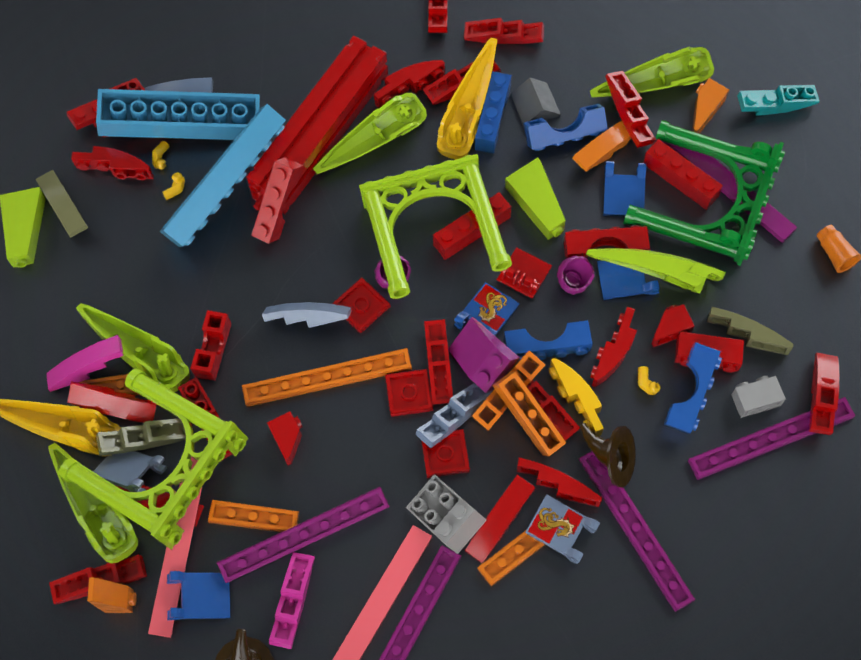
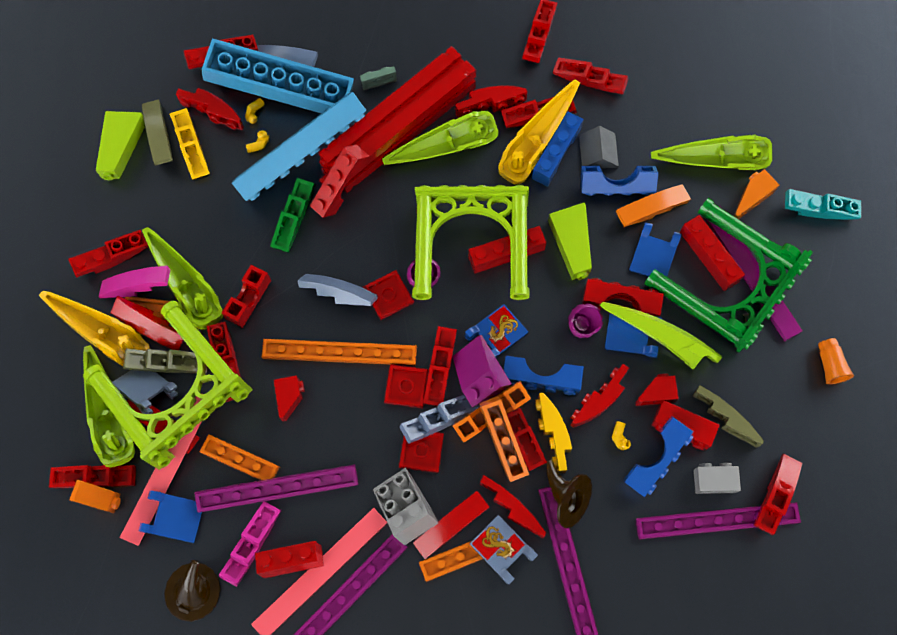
camera: 15 degrees right, 5 degrees up
(48, 343) = (110, 255): none -> red slope
(100, 206) = (189, 144): none -> yellow slope
(234, 250) = (293, 215): none -> green slope
(283, 89) = (378, 78): none -> sand green plate
(340, 602) = (289, 559): none -> red brick
(525, 273) = (542, 305): red hinge -> none
(627, 104) = (681, 178): red slope -> none

